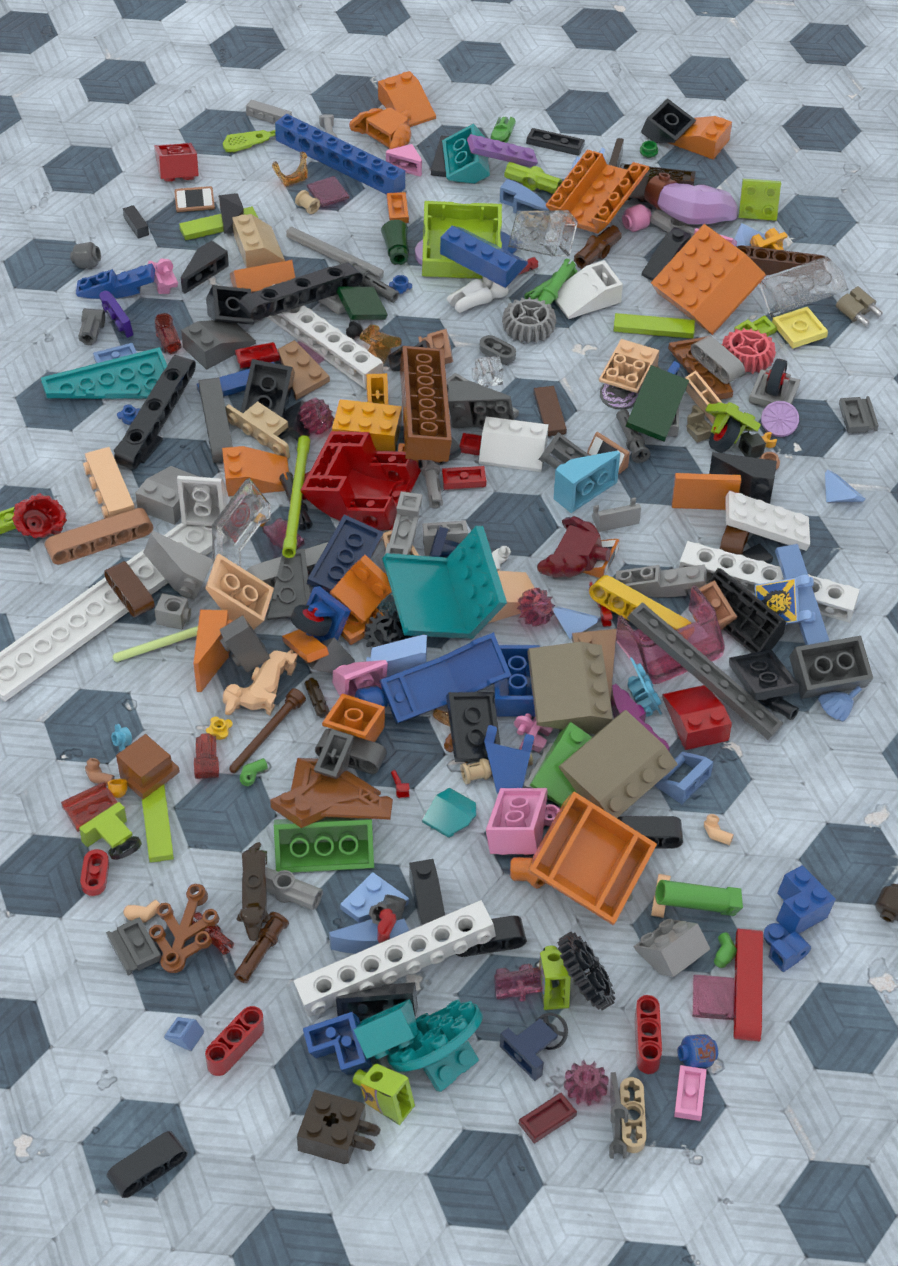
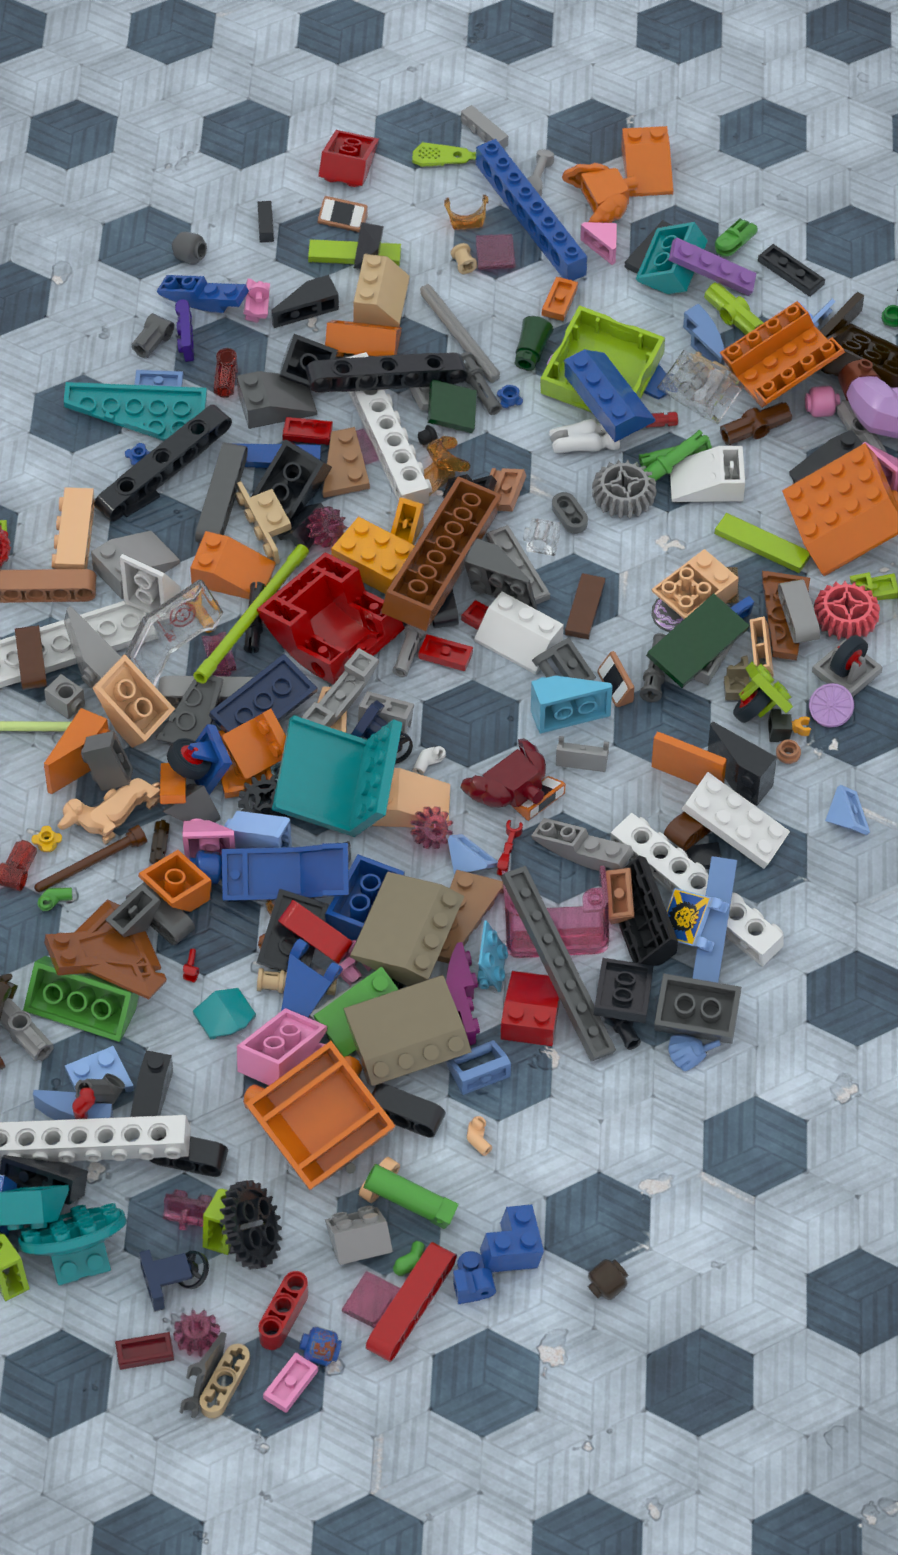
camera: 25 degrees right, 5 degrees up
(502, 715) = (315, 931): none -> red beam
(624, 600) = (525, 850): yellow beam -> none

